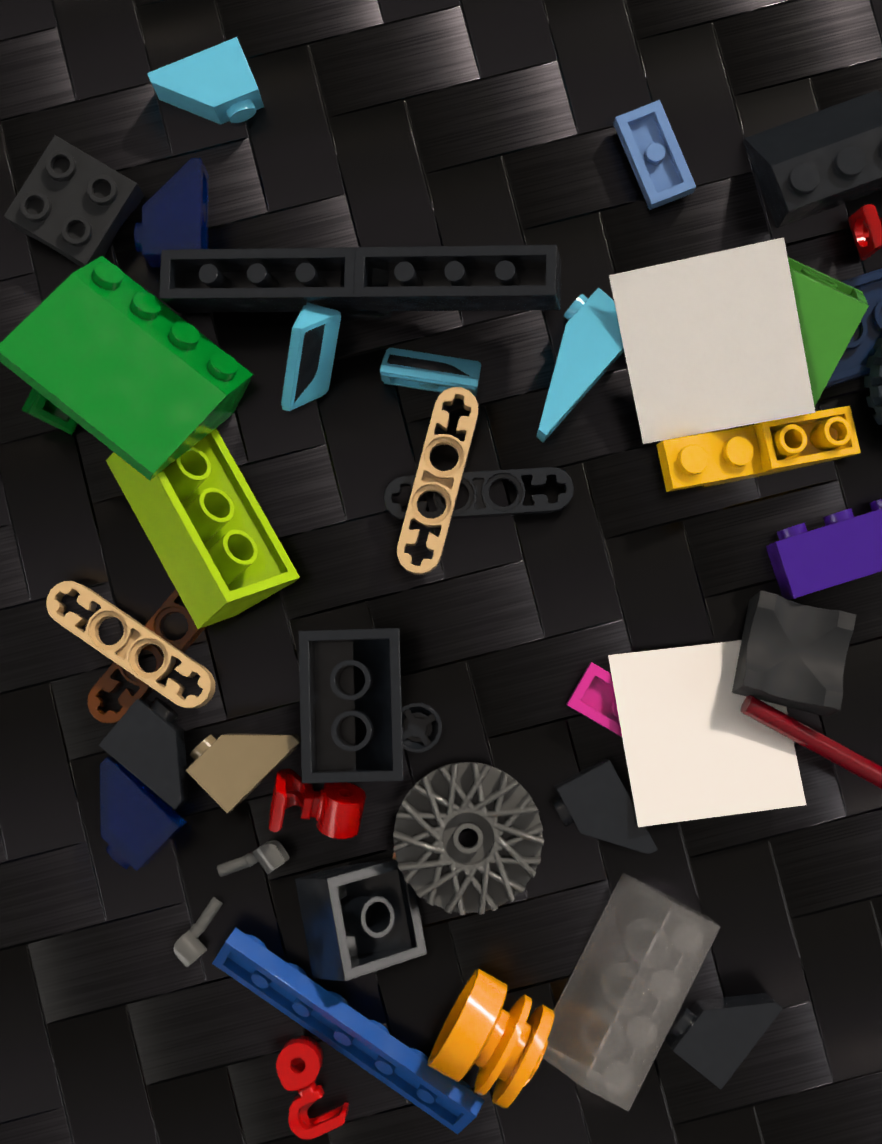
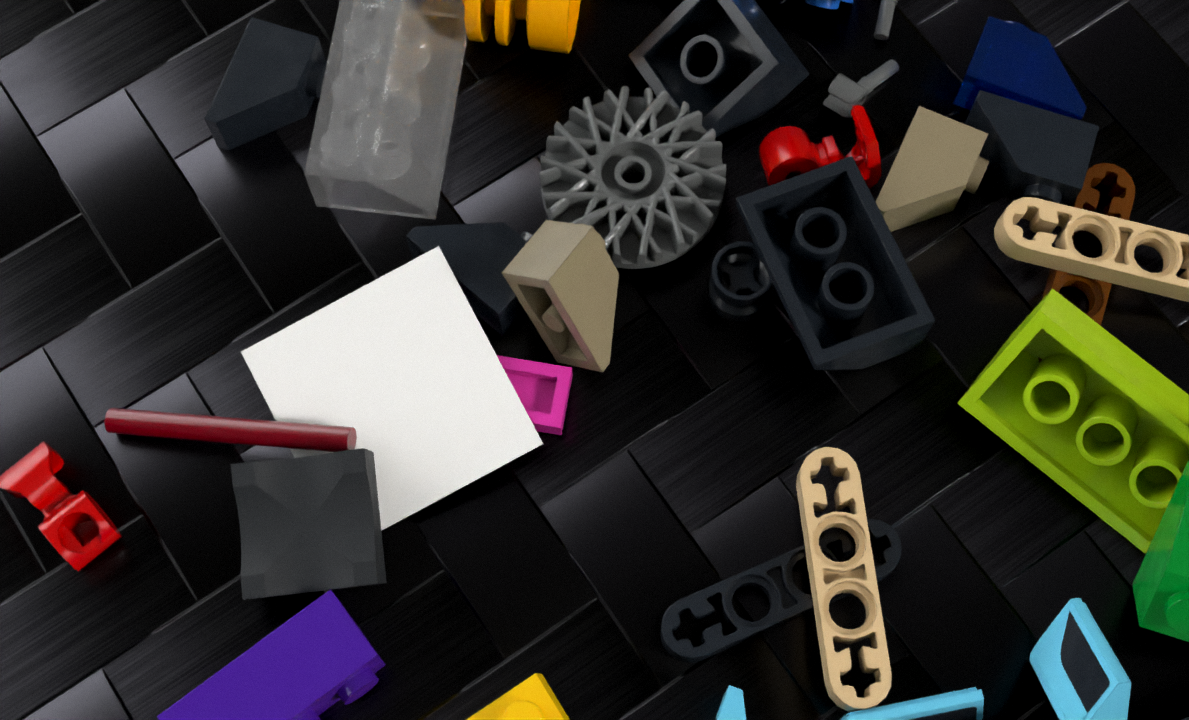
camera: 155 degrees right, 15 degrees down
(552, 759) = (568, 292): none -> dark tan slope

